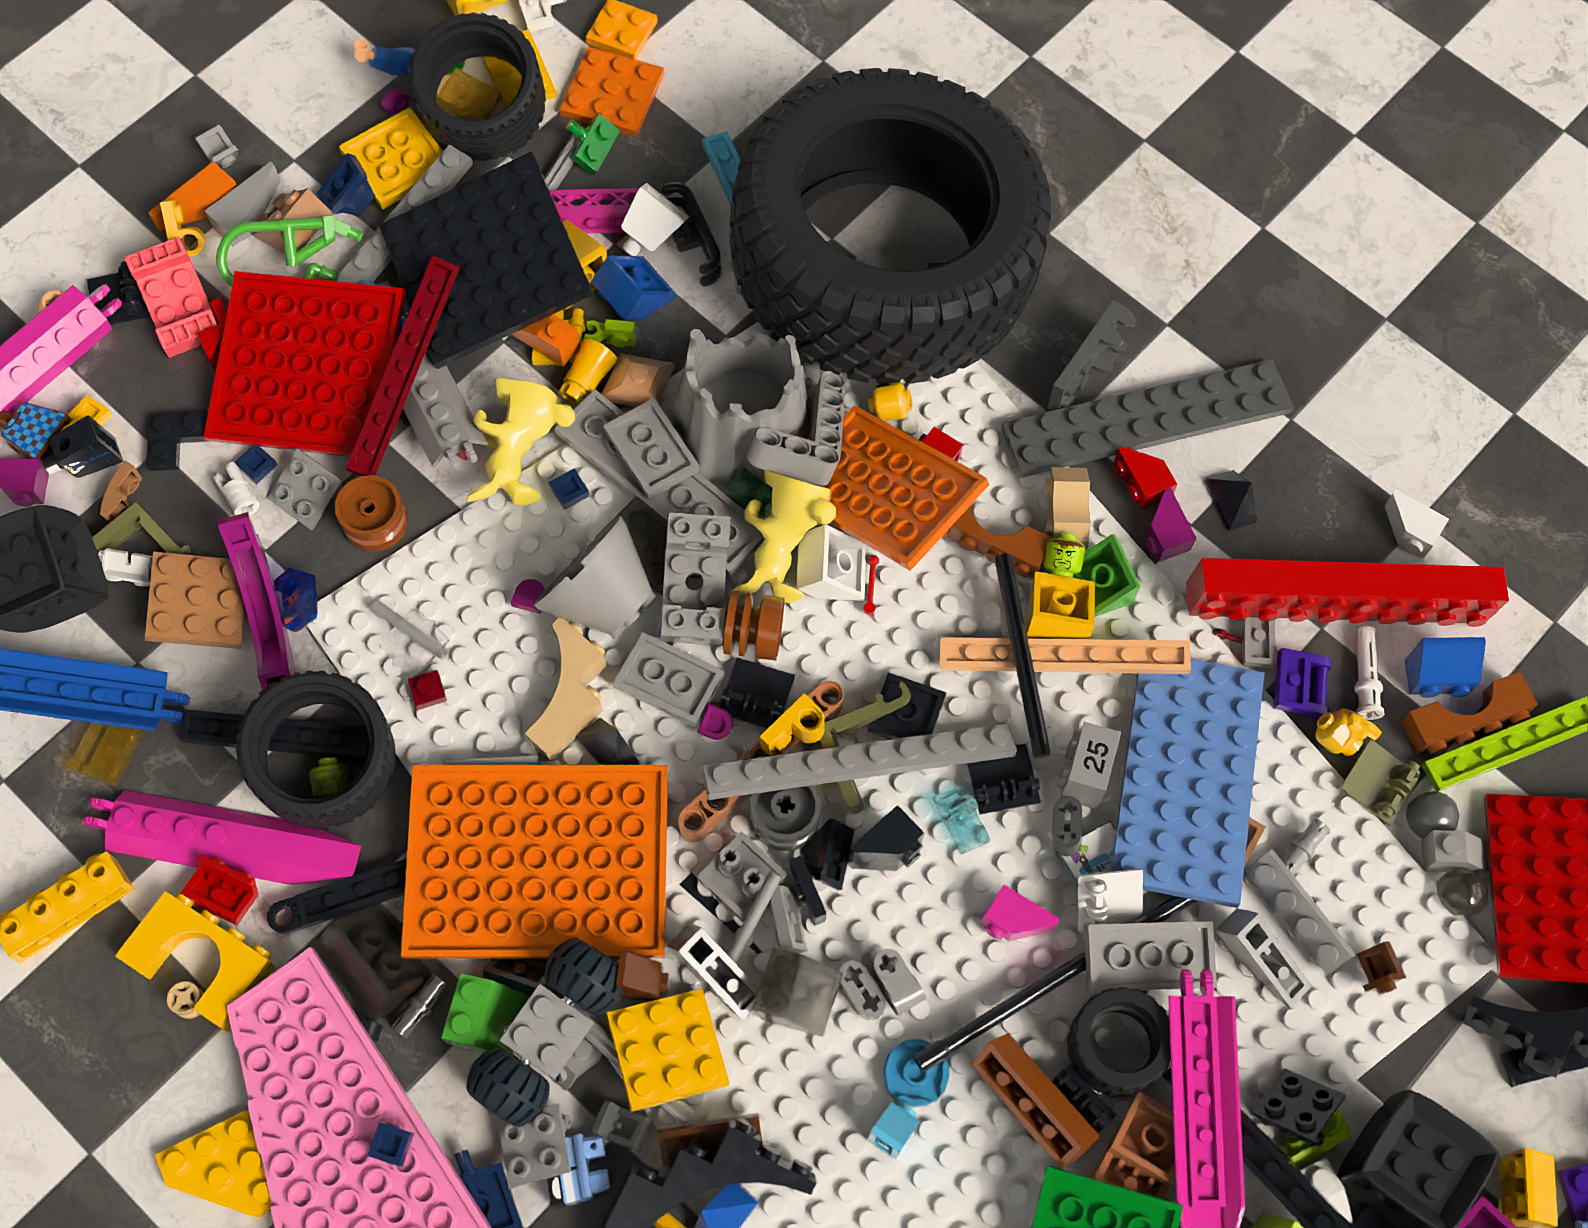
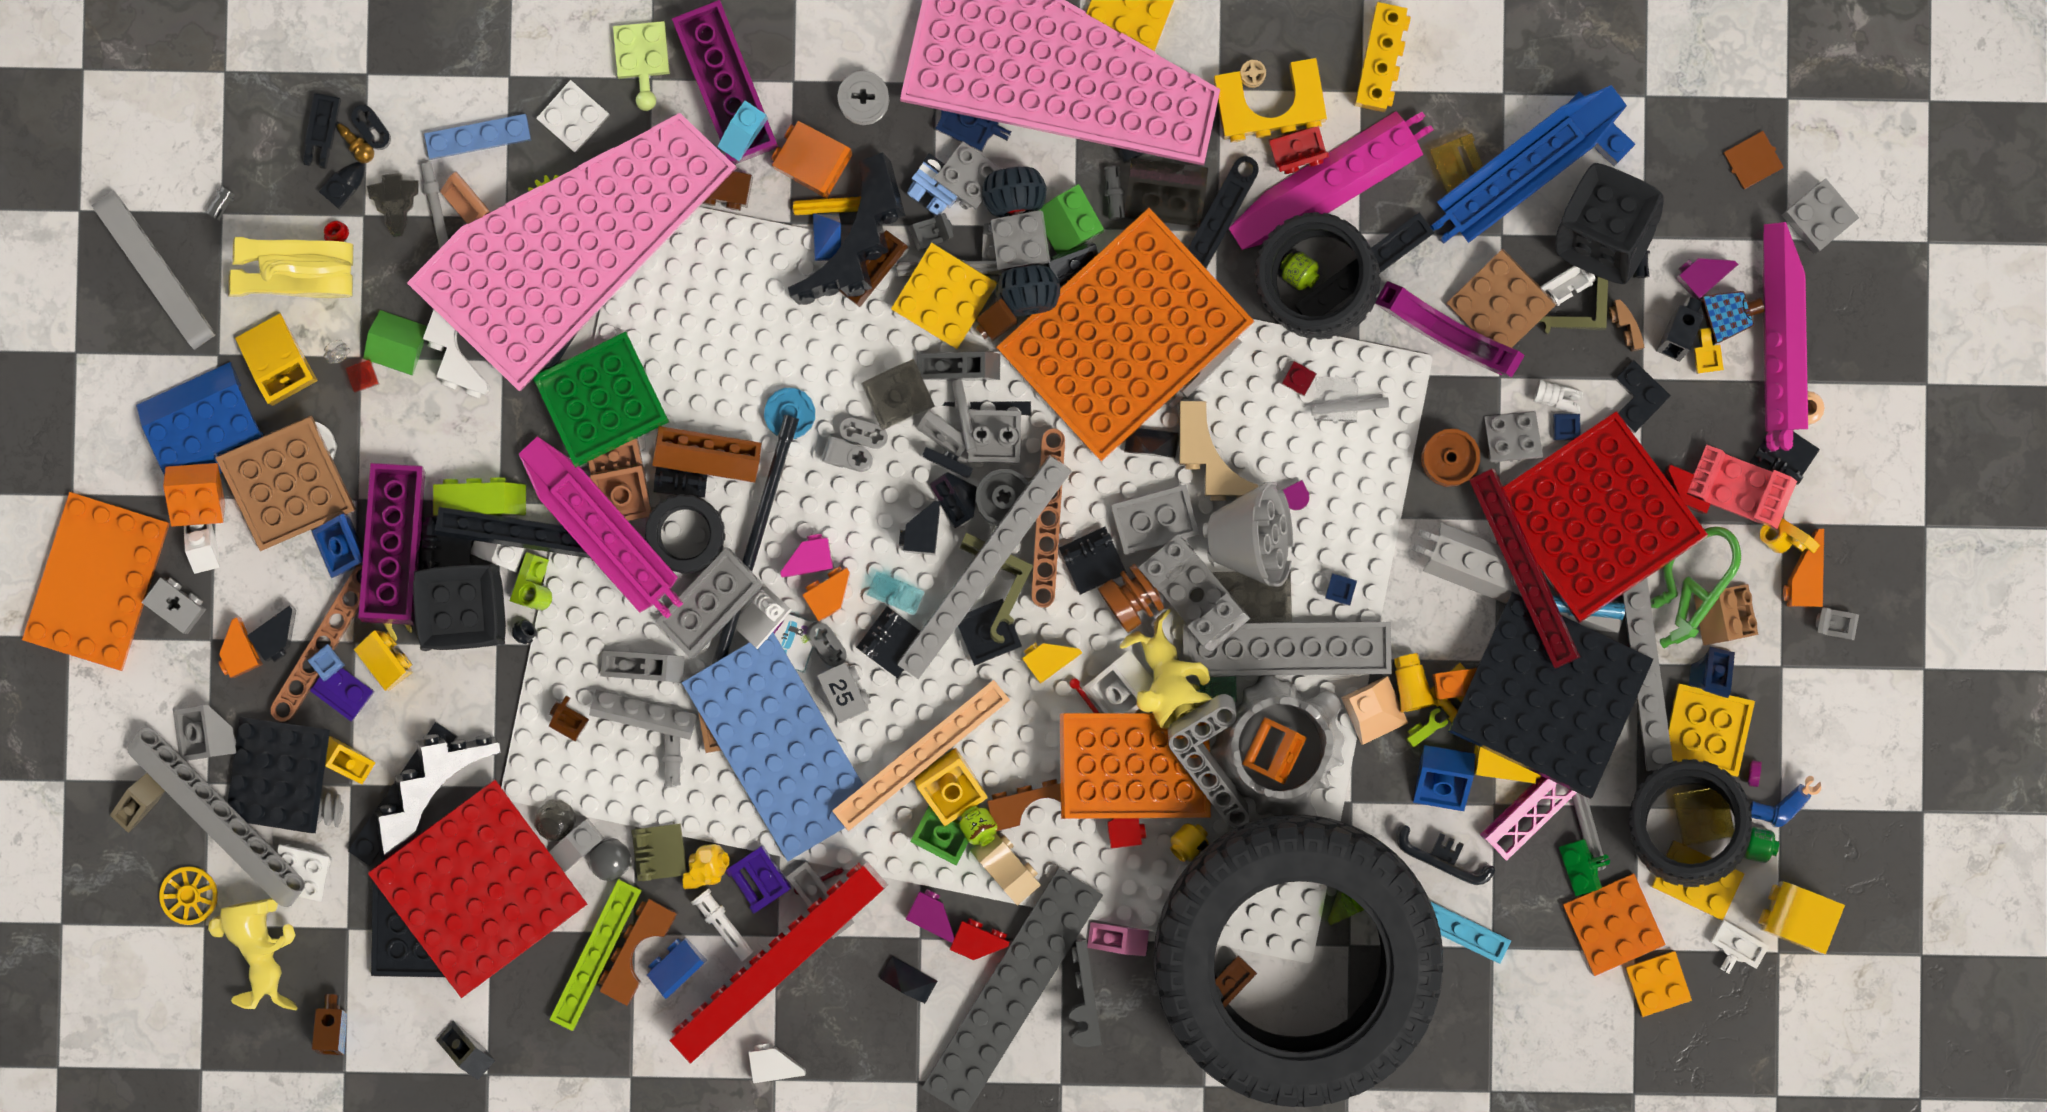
camera: 135 degrees right, 20 degrees up
(244, 202) = (1769, 592): light grey slope -> none
(298, 598) = (1437, 360): clear blue leg -> none
(390, 1144) = (1046, 101): dark blue plate -> none
(529, 416) = (1411, 611): light yellow animal -> none
(650, 220) = (1471, 832): white torso -> none
(651, 448) = (1310, 661): light grey plate -> none
(716, 723) = (1099, 518): magenta tile -> none
(765, 375) = (1285, 755): none -> orange tile
(790, 723) = (1046, 536): yellow plate -> none
(872, 641) = (1048, 659): none -> yellow slope
(894, 1129) = (773, 367): medium azure slope -> none
(1020, 383) = (1118, 939): none -> bright pink slope
(1022, 656) = (946, 729): black axle -> none
(1028, 868) = (829, 595): none -> orange slope
(1298, 1107) = (552, 588): black hinge -> none
(1358, 1094) = (524, 632): none -> black plate

